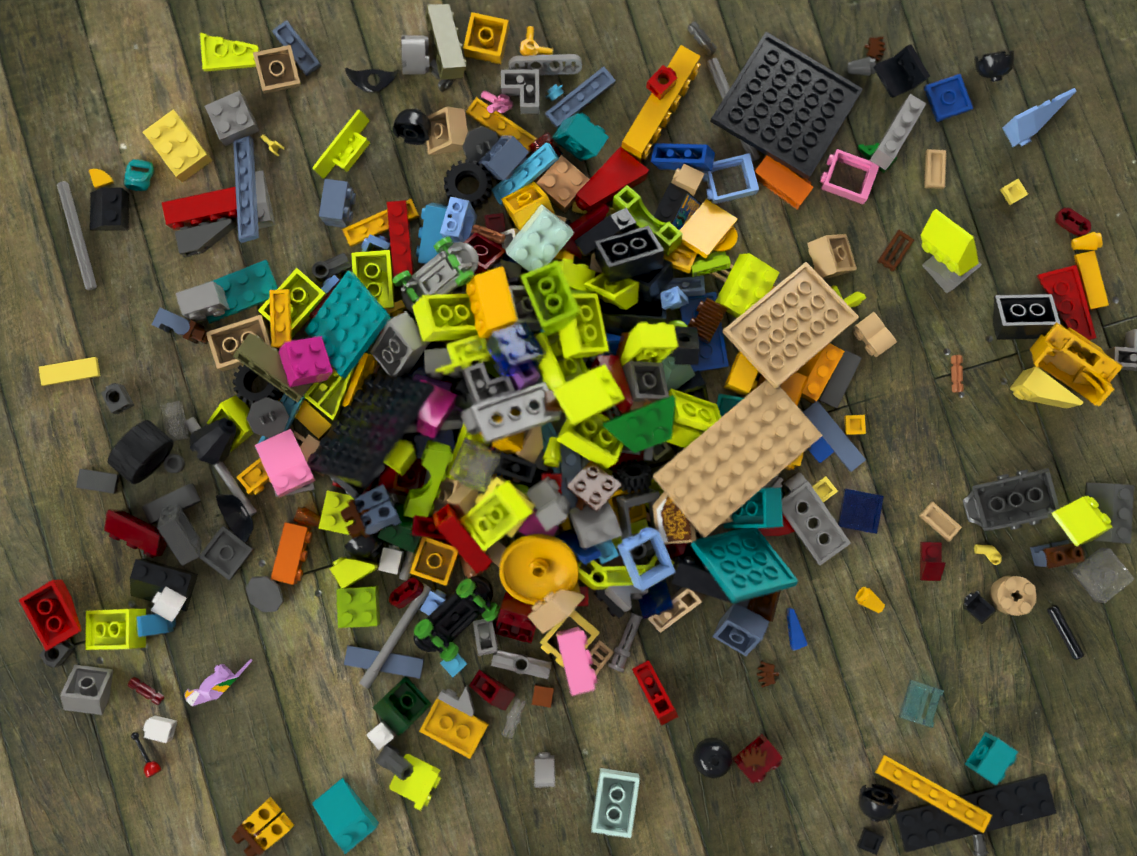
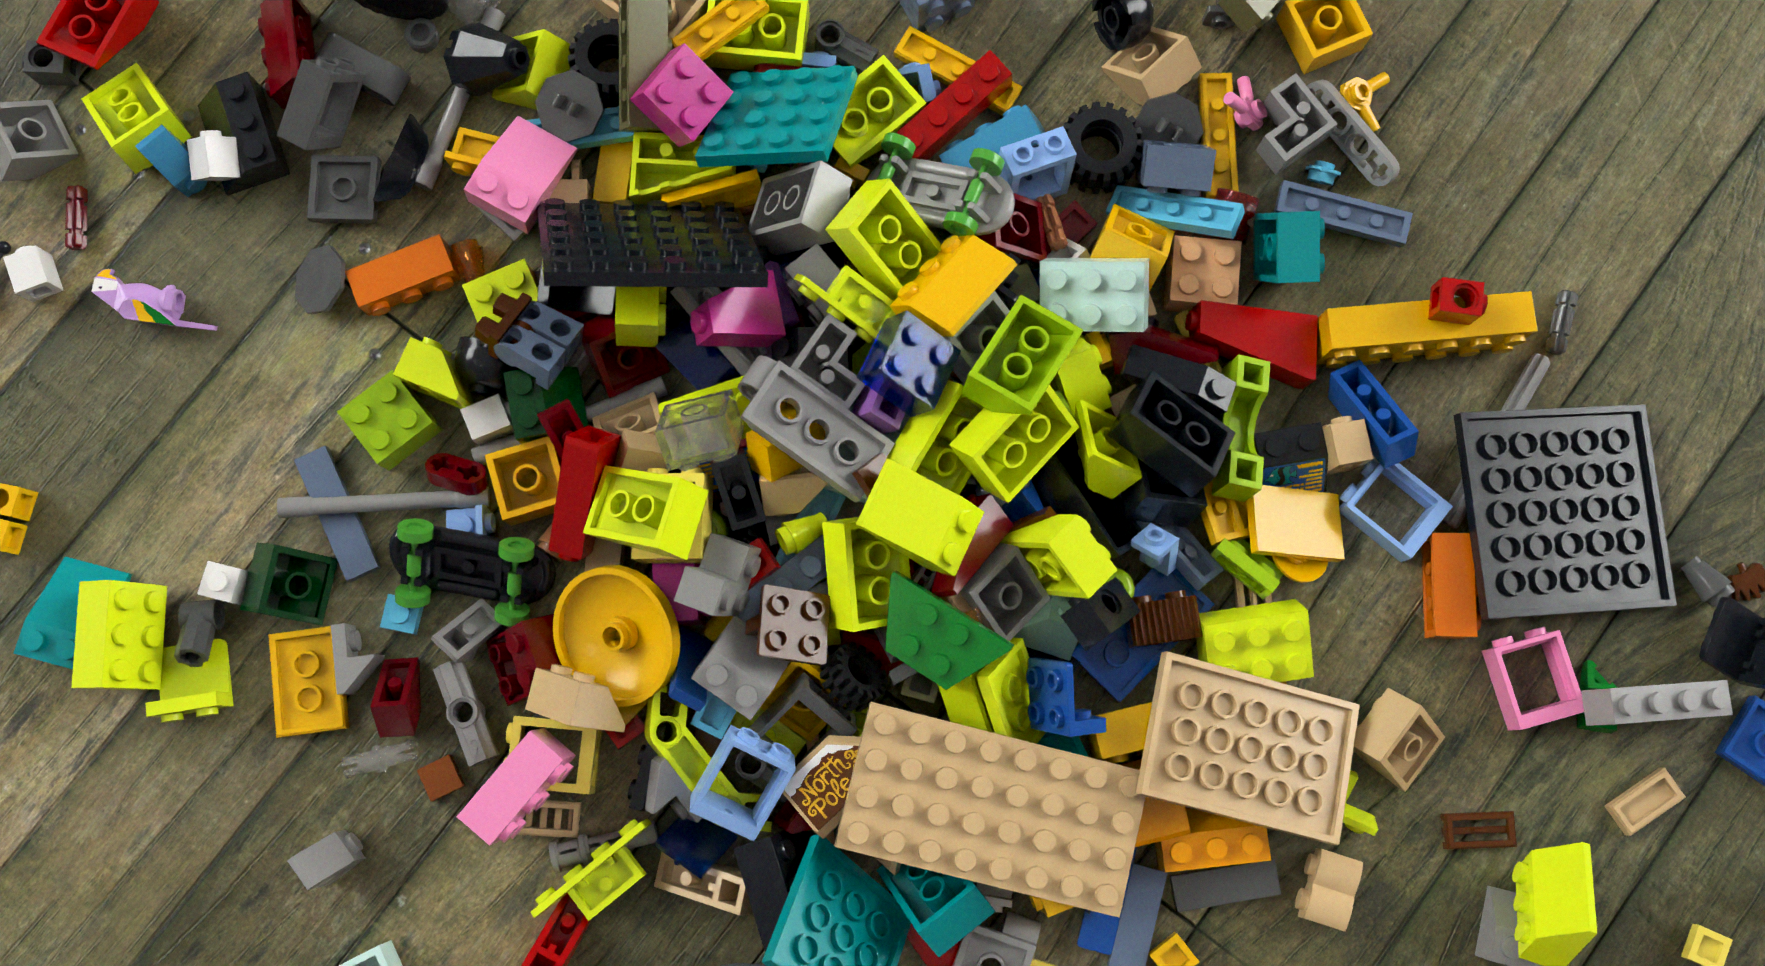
camera: 55 degrees right, 5 degrees down
(372, 799) = (119, 635): none -> neon yellow brick
(435, 459) = (666, 372): lime arch -> none
(642, 652) = (603, 879): none -> neon yellow bracket
(709, 395) = (1053, 700): none -> blue bracket

